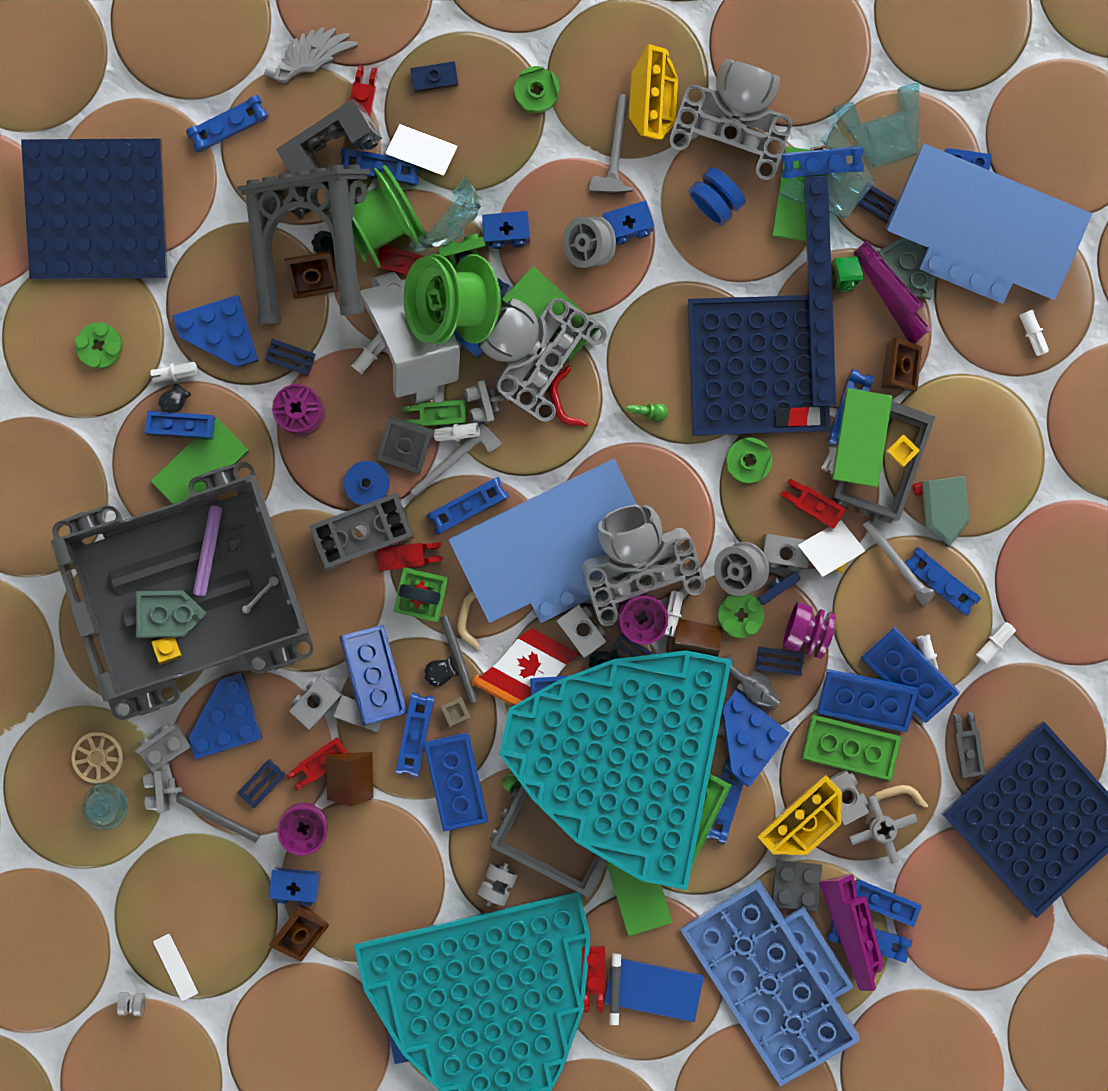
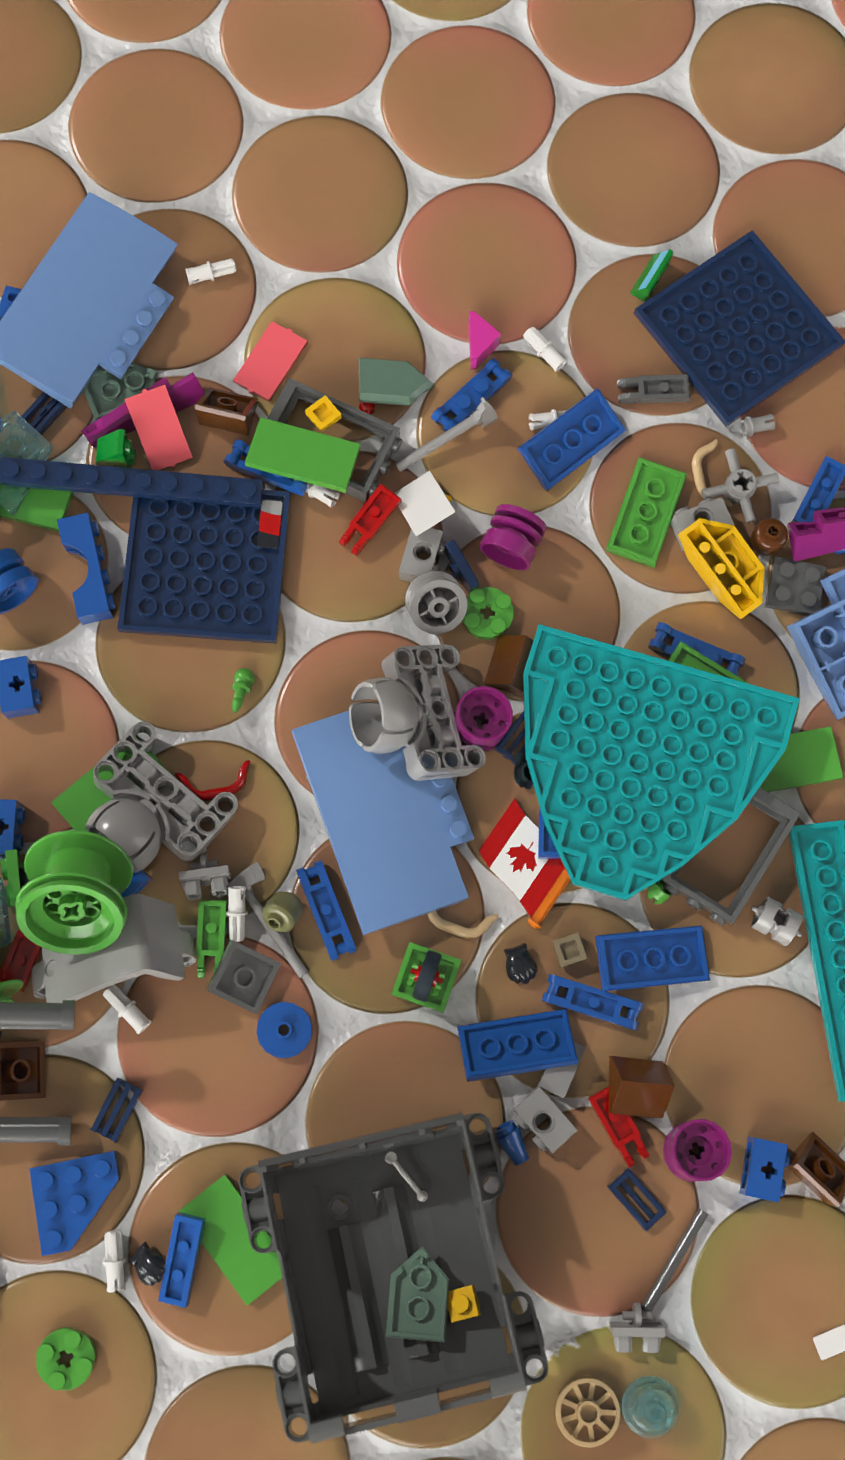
camera: 85 degrees left, 10 degrees down
(163, 747) = (583, 1322): light grey bracket -> none
(207, 551) = (344, 1237): lavender axle -> none
(226, 719) = (555, 1237): blue plate -> none
(297, 677) = (511, 1141): none -> blue cone
(298, 423) = (200, 1103): magenta wheel -> none
(385, 524) = (350, 1068): dark grey plate -> none
(406, 556) = (377, 991): red hinge -> none
(458, 658) = (507, 940): dark grey bar -> none
(461, 470) = (283, 910): none -> olive head
(584, 644) = (504, 790): light grey brick -> none
(589, 242) = (32, 731): light grey wheel -> none
(673, 611) = (466, 683): white axle -> none
(712, 274) = (92, 598): none -> blue arch
(749, 737) = (628, 616): blue plate -> none
(755, 687) = (571, 604): dark grey animal -> none
(760, 454) = (308, 570): bright green plate -> none
(799, 664) = (549, 556): dark blue tile -> none
(832, 852) = (769, 536): none -> reddish brown head
(867, 700) = (596, 487): blue tile -> none
(874, 308) = (158, 428): none -> coral piece
(945, 841) = (758, 424): none -> light grey pin
(954, 397) = (270, 361): none -> coral piece
(996, 585) = (482, 339): none -> dark pink slope
(1082, 734) = (651, 275): none -> green slope

